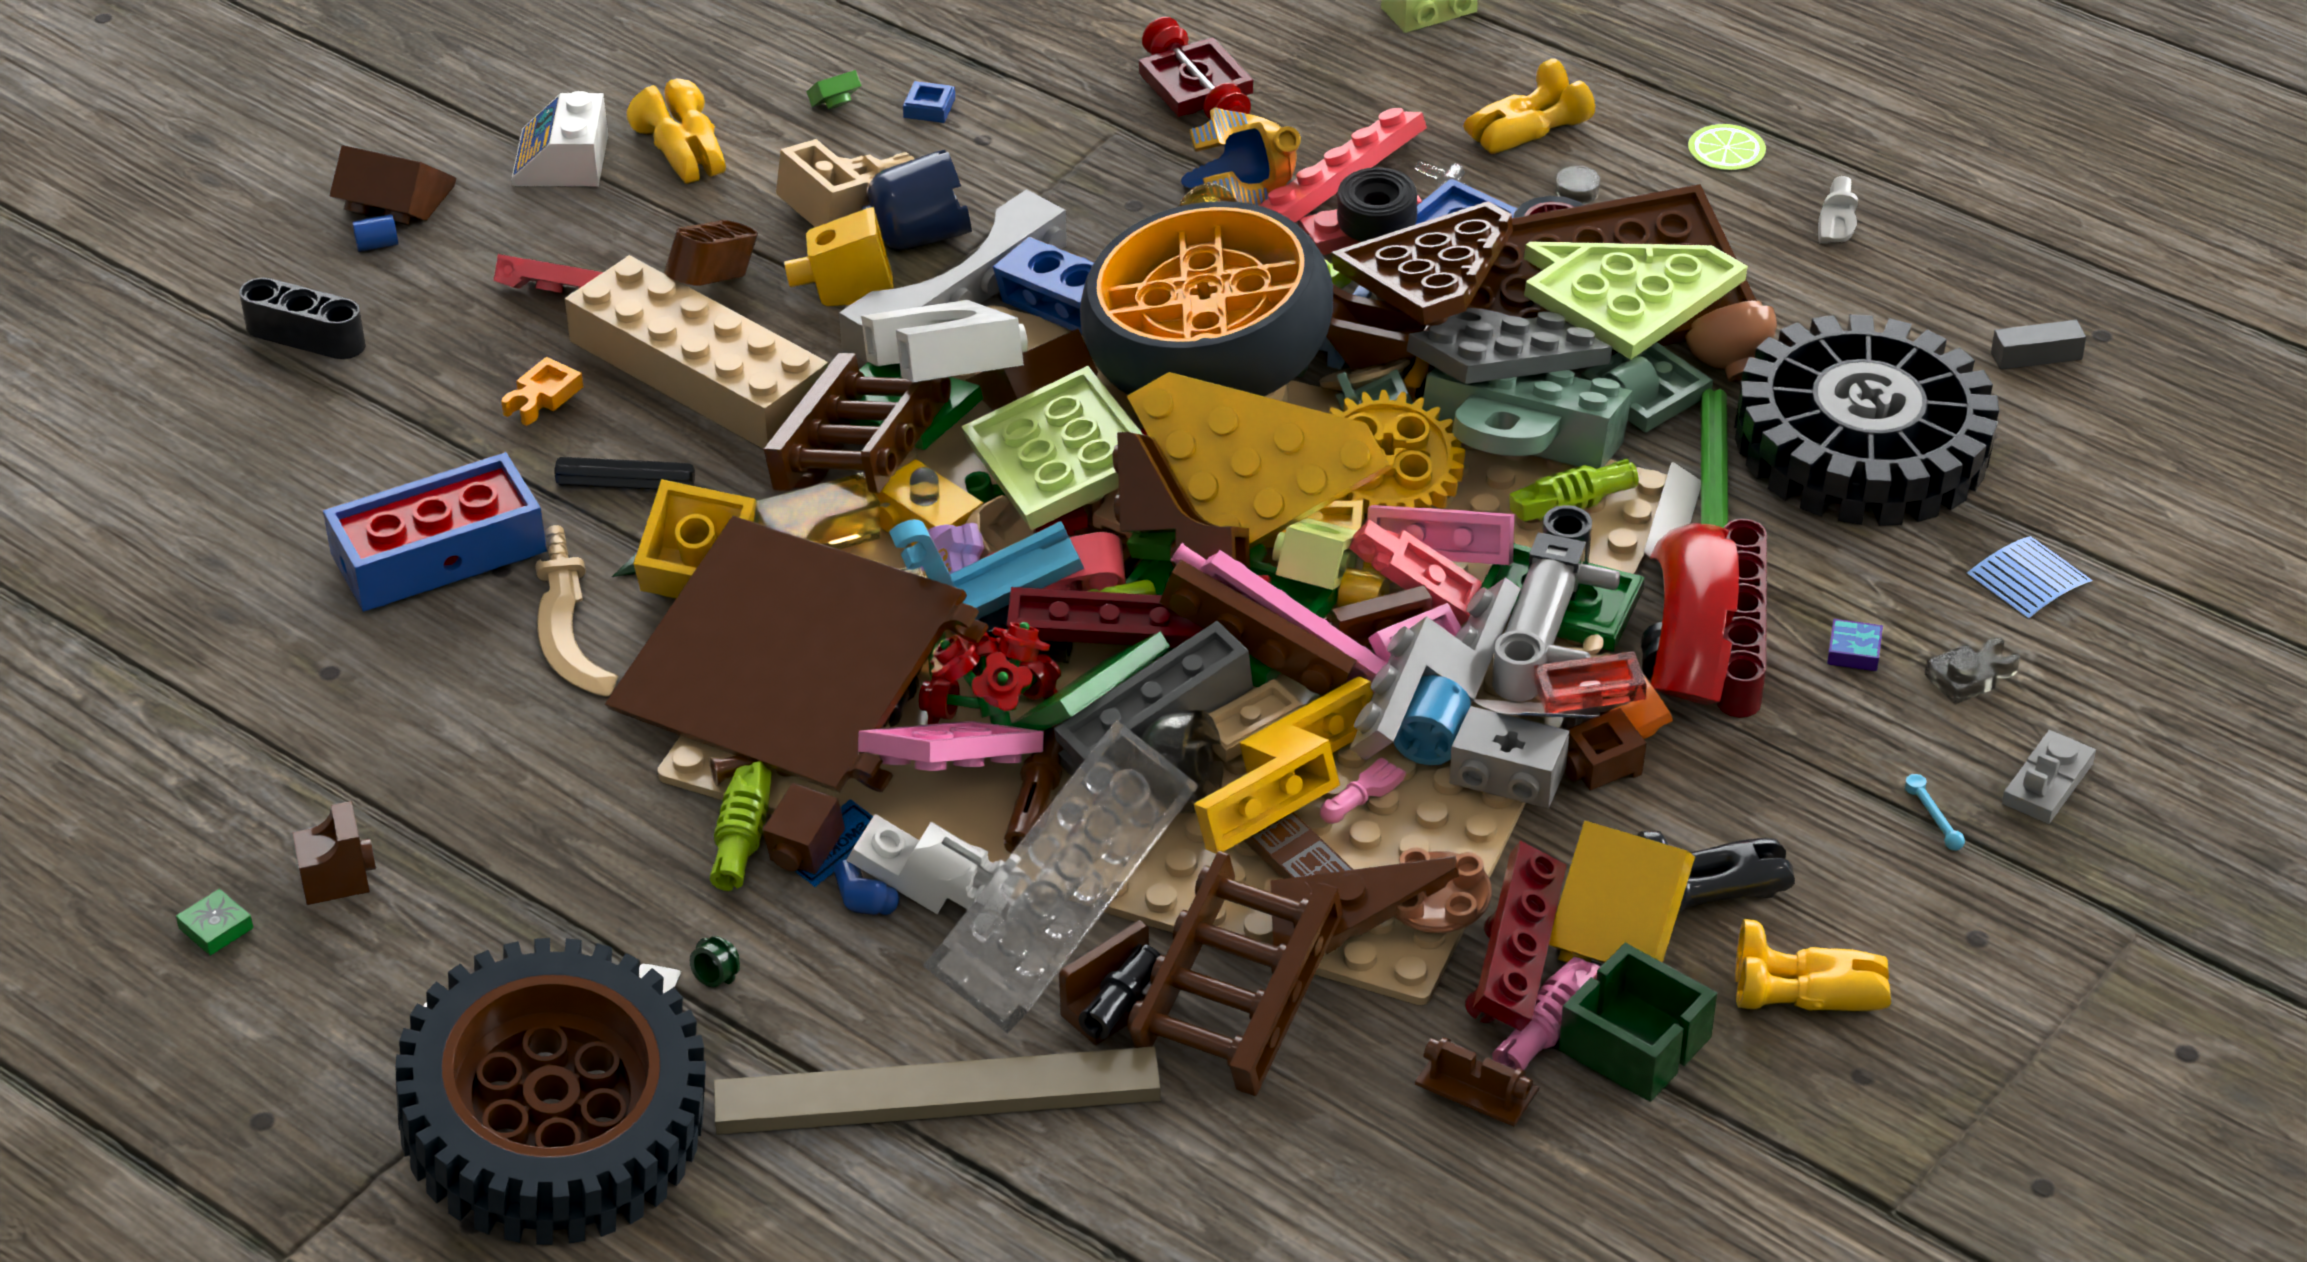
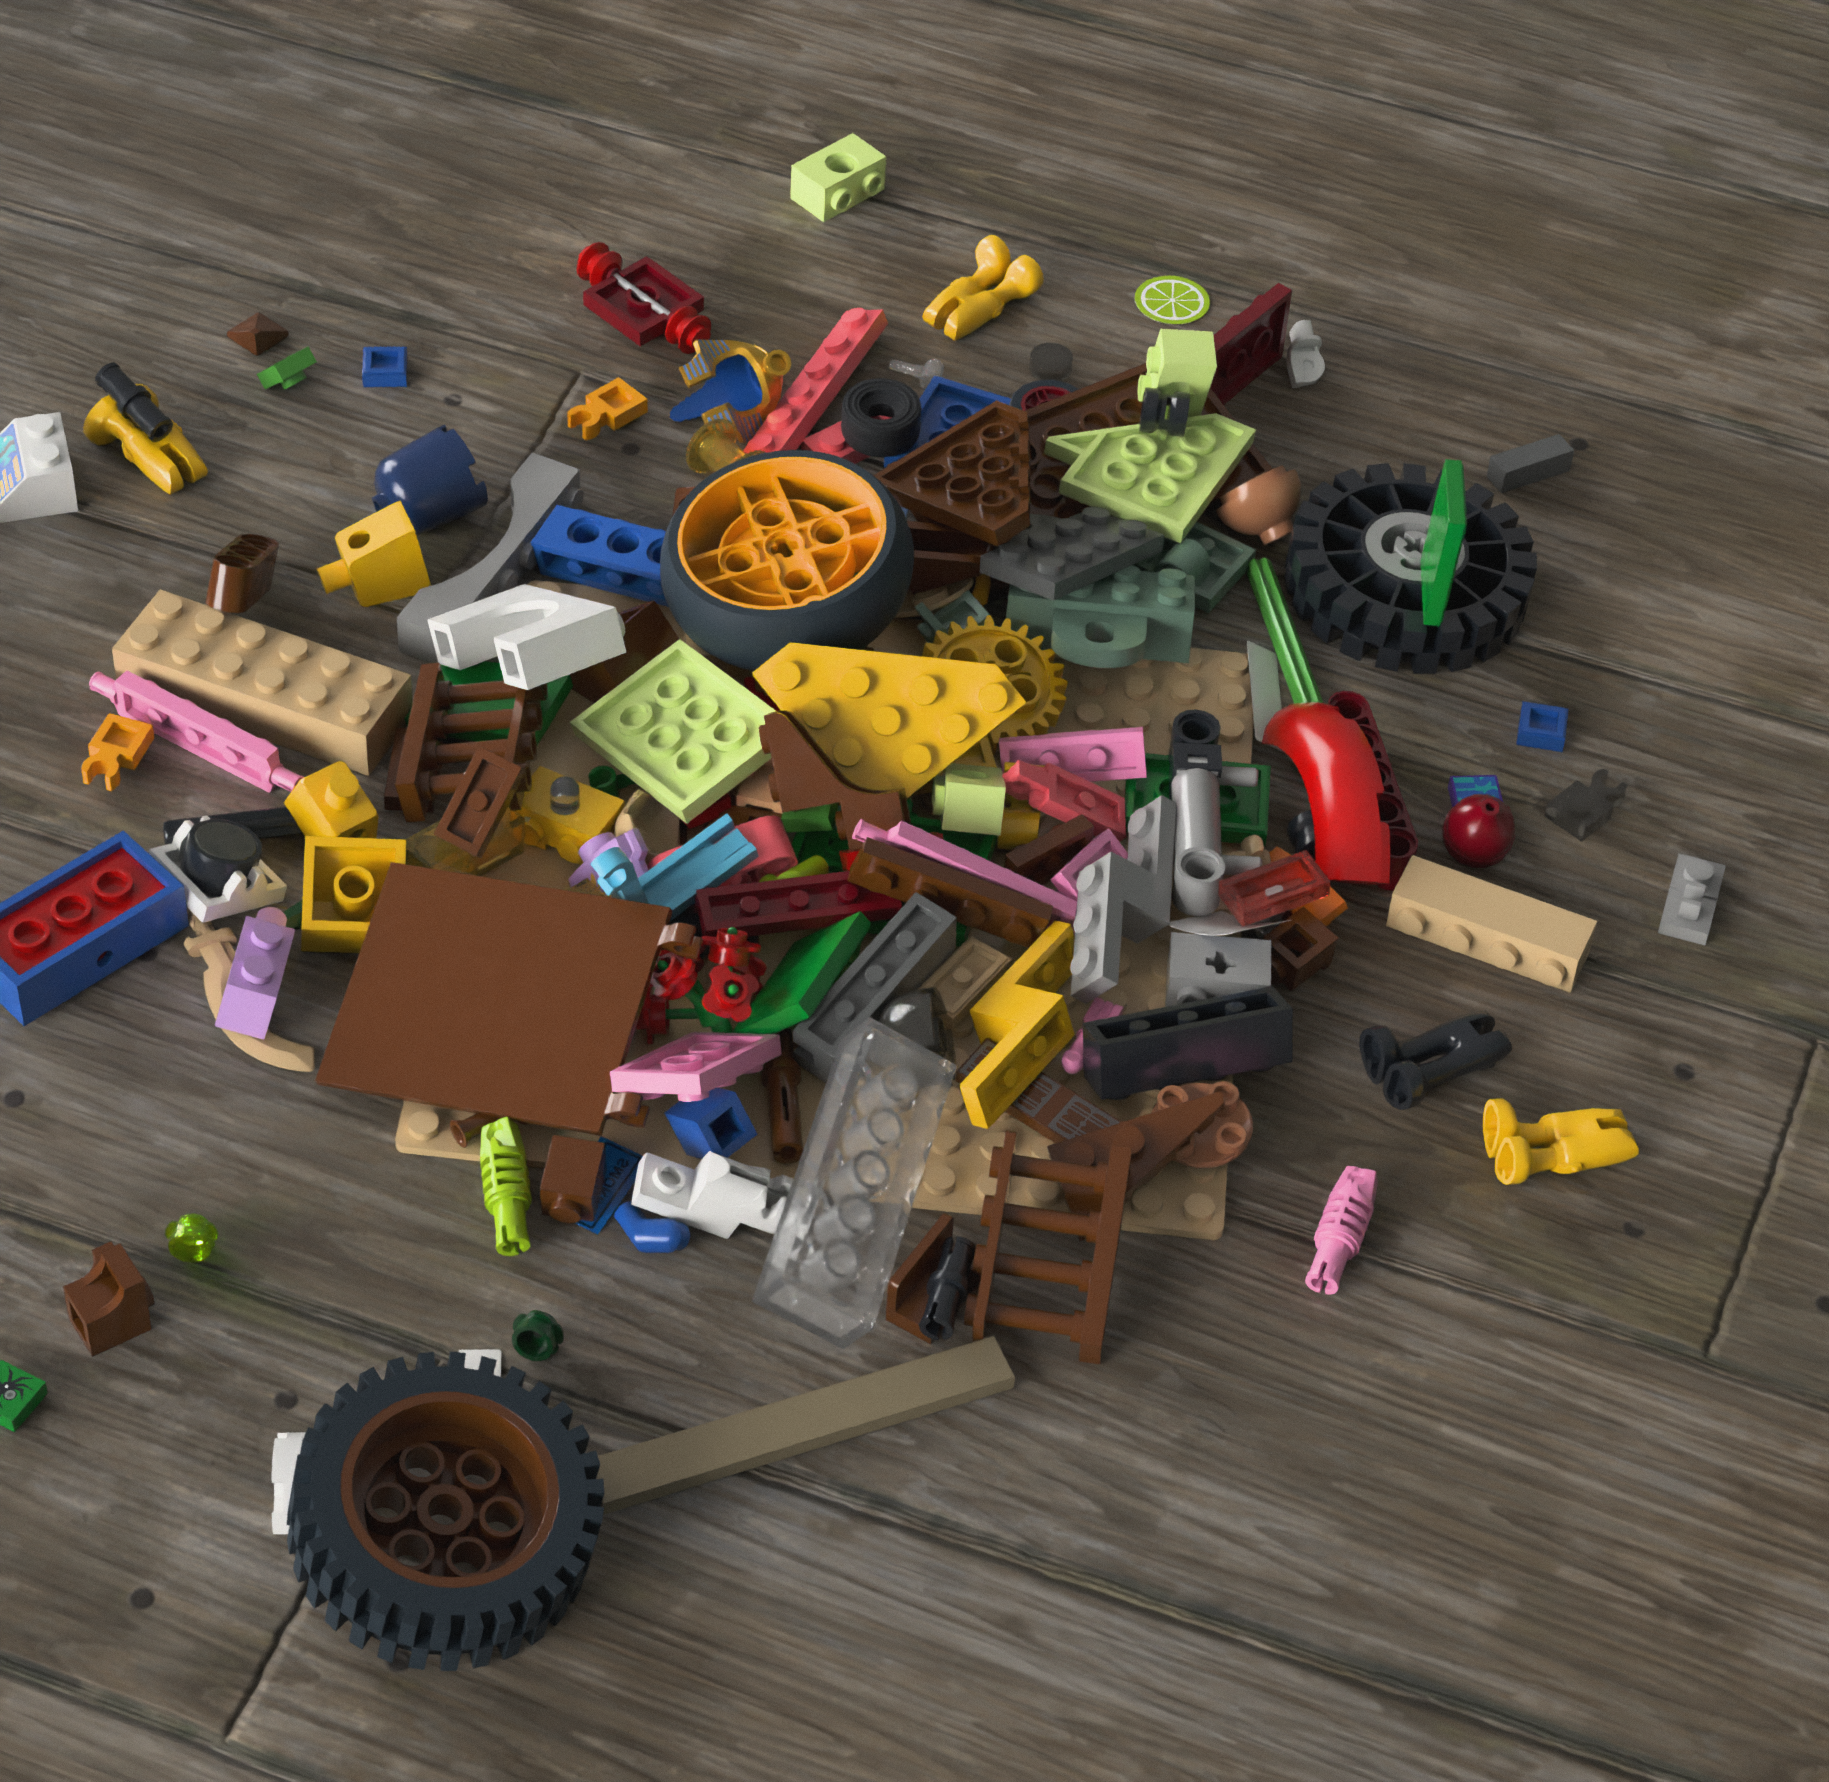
camera: 20 degrees left, 5 degrees up
(433, 817) = (191, 1238): none -> clear neon green plate
(549, 276) = (74, 622): coral hinge -> none
(581, 598) = (256, 974): none -> lavender brick
(586, 503) = (220, 868): none -> piece
(622, 385) = (197, 730): none -> bright pink plate
(671, 93) = (134, 402): none -> black pin
(707, 458) = (332, 805): none -> yellow torso
(823, 58) = (257, 334): none -> reddish brown slope
(826, 185) = (331, 480): tan brick -> none
(832, 474) = (479, 802): none -> reddish brown plate
(950, 800) = (711, 1124): none -> blue brick
(1125, 162) = (609, 405): none -> light orange plate
(1432, 720) = (1142, 952): dark azure piece -> none
(1447, 810) = (1187, 1043): none -> black brick
(1477, 1085) = (1308, 1313): reddish brown hinge -> none
(1518, 938) = (1298, 1147): dark red plate -> none
(1574, 487) = (1172, 688): lime hinge -> none
(1618, 894) = (1377, 1105): yellow brick -> none
(1637, 1021) = (1431, 1220): dark green piece -> none
(1651, 233) = (1154, 411): none -> black wheel
(1678, 200) = (1181, 363): none -> yellowish green brick
(1771, 192) = (1251, 342): none -> dark red plate
(1820, 761) = (1491, 923): none -> tan brick
(1842, 673) = (1479, 831): none -> dark red helmet
(1879, 385) = (1443, 542): none -> green tile
(1916, 785) = (1631, 978): medium azure hinge -> none
(1953, 590) = (1542, 726): none -> blue tile
(2027, 575) = (1601, 699): light blue sticker -> none

